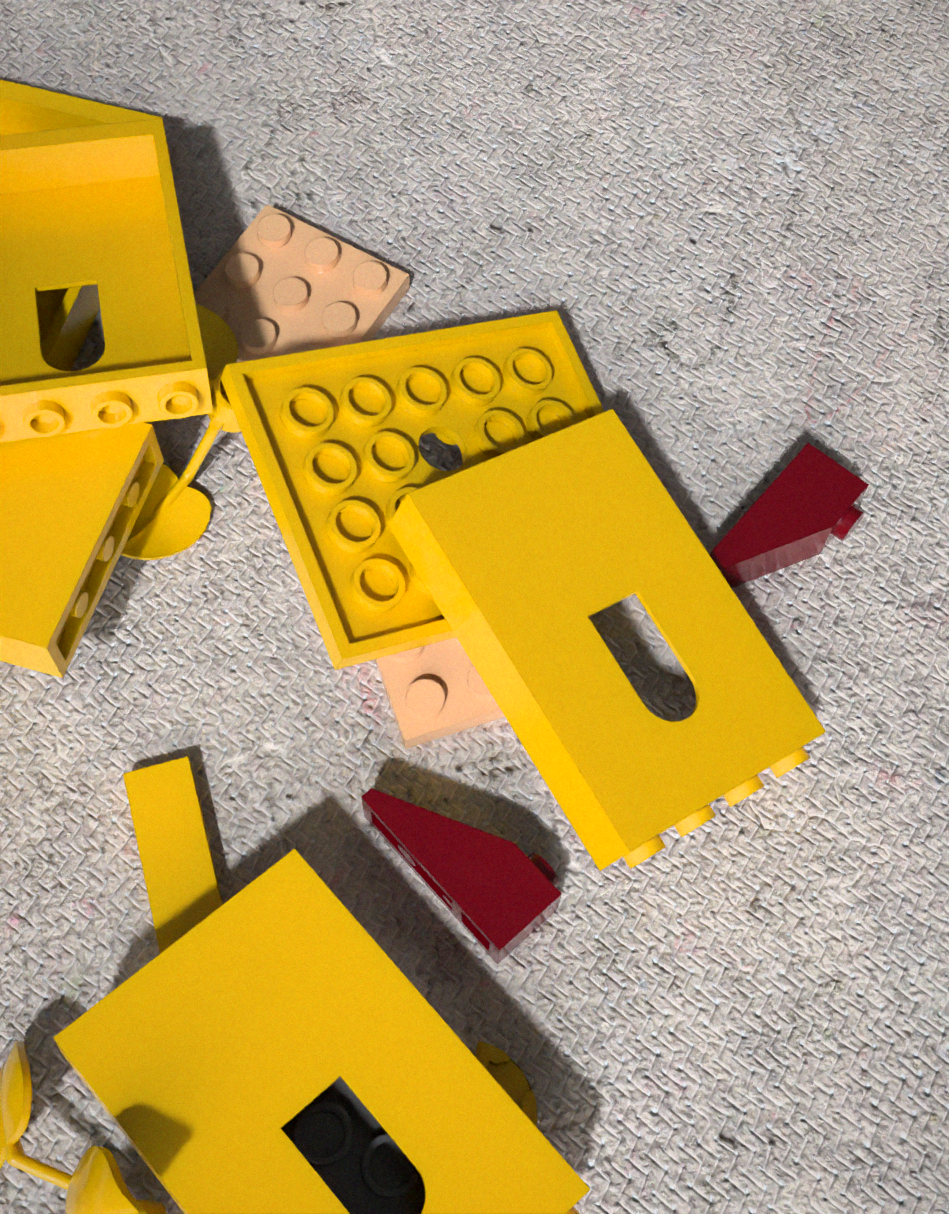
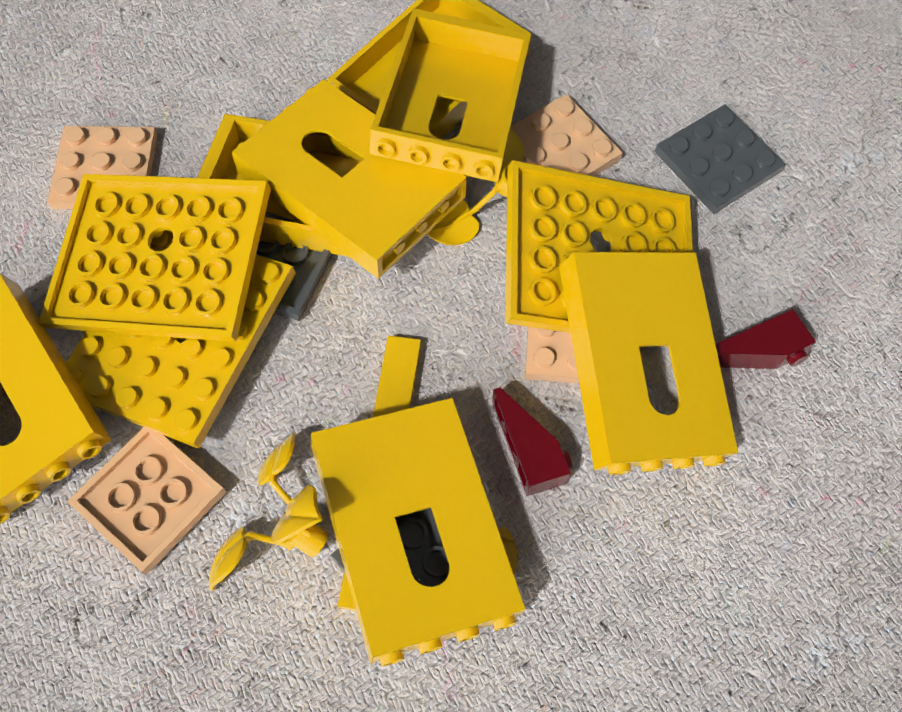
camera: 25 degrees right, 0 degrees up
(574, 225) = (719, 158): none -> dark grey plate

